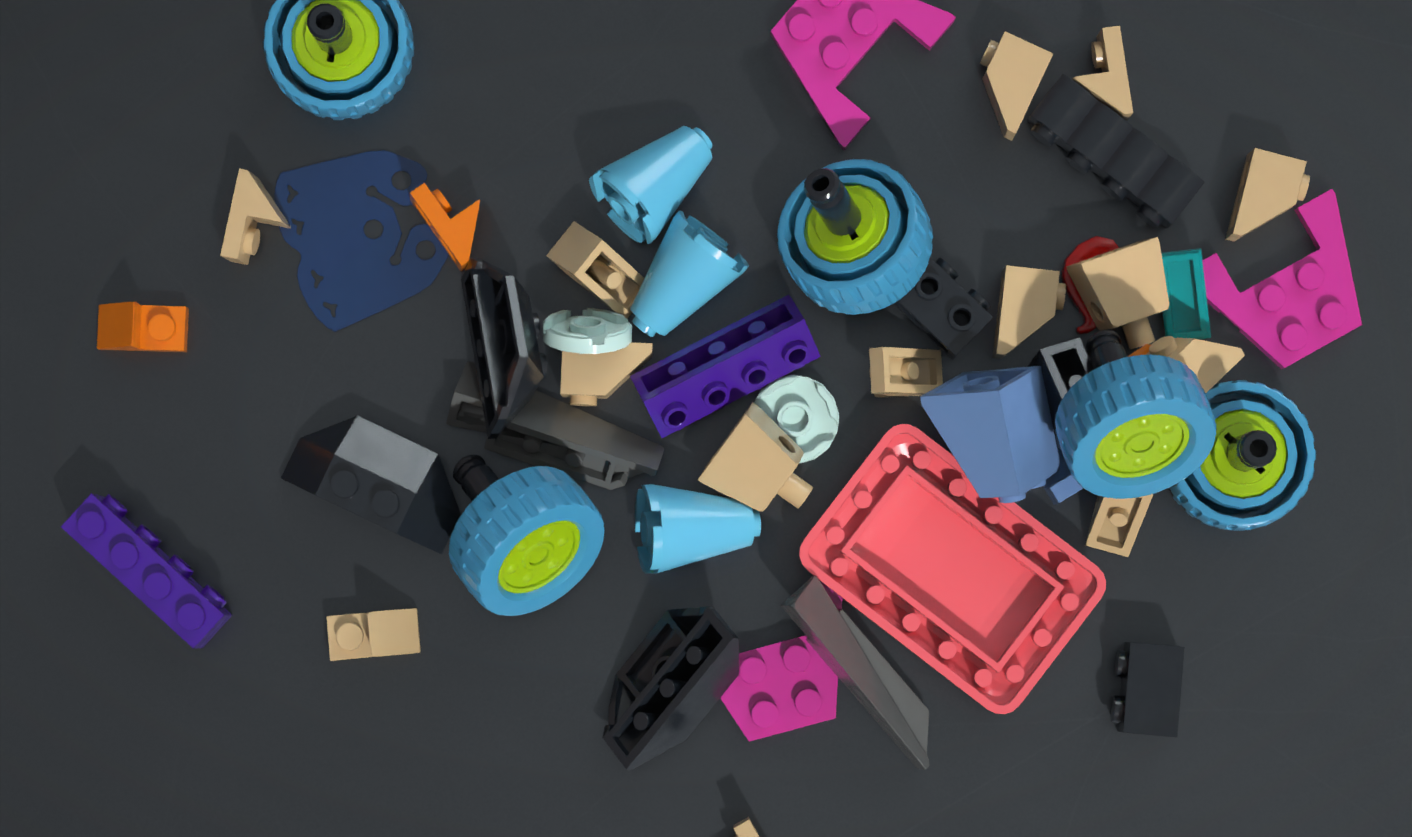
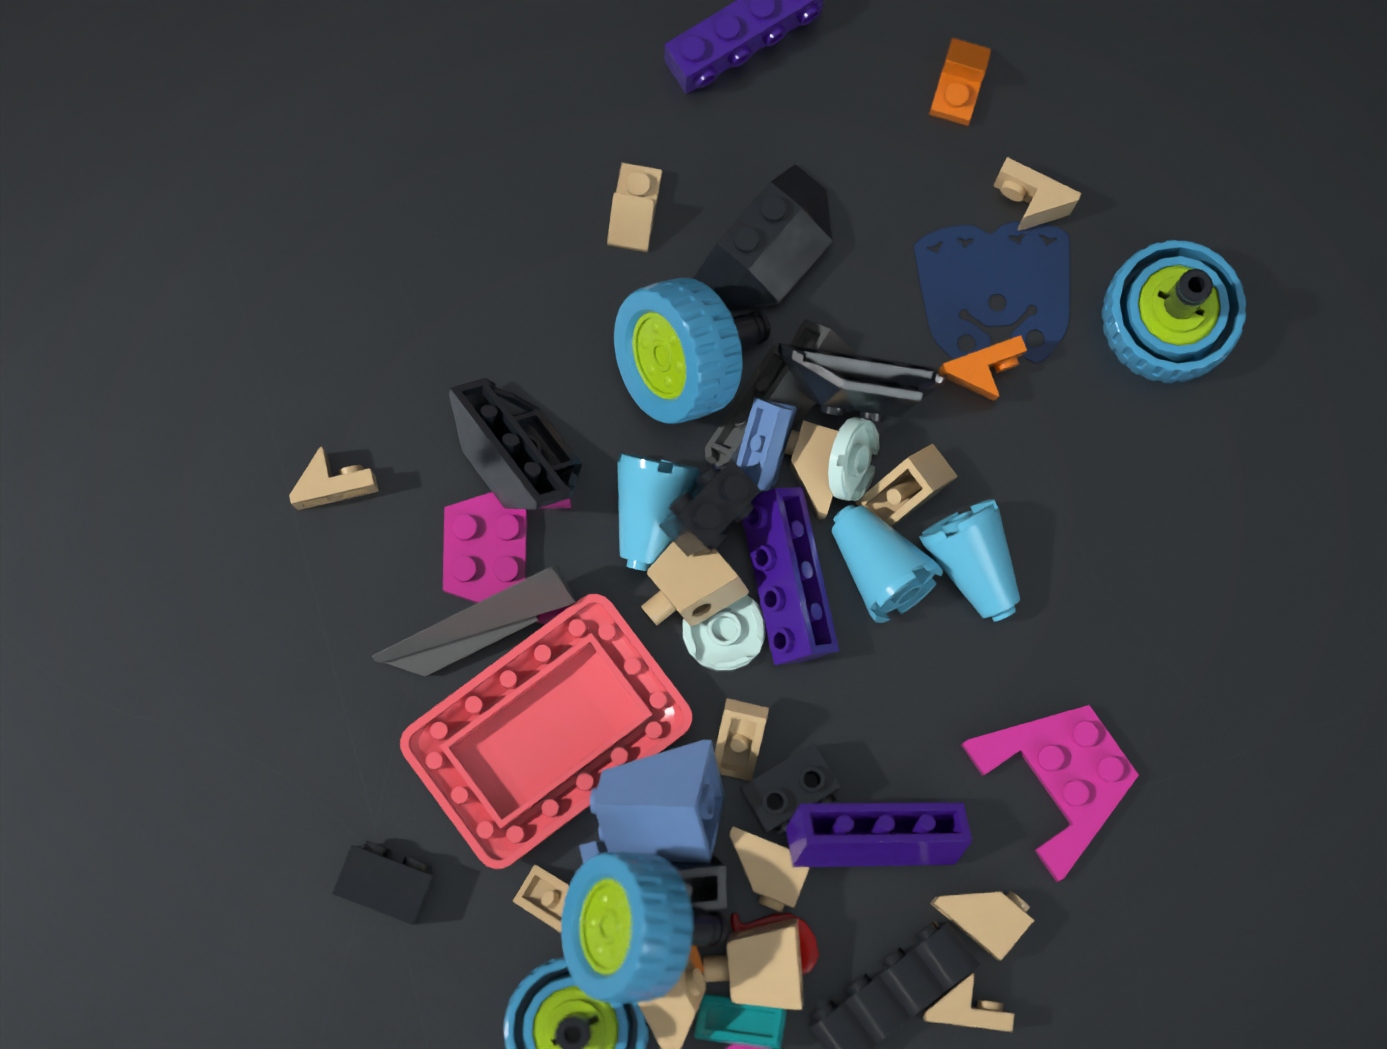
camera: 100 degrees right, 5 degrees down
(596, 427) = (765, 441): none -> medium blue panel
(684, 462) = (717, 500): none -> black brick
(855, 236) = (876, 723): dark azure wheel -> none
(964, 206) = (878, 834): none -> dark purple brick

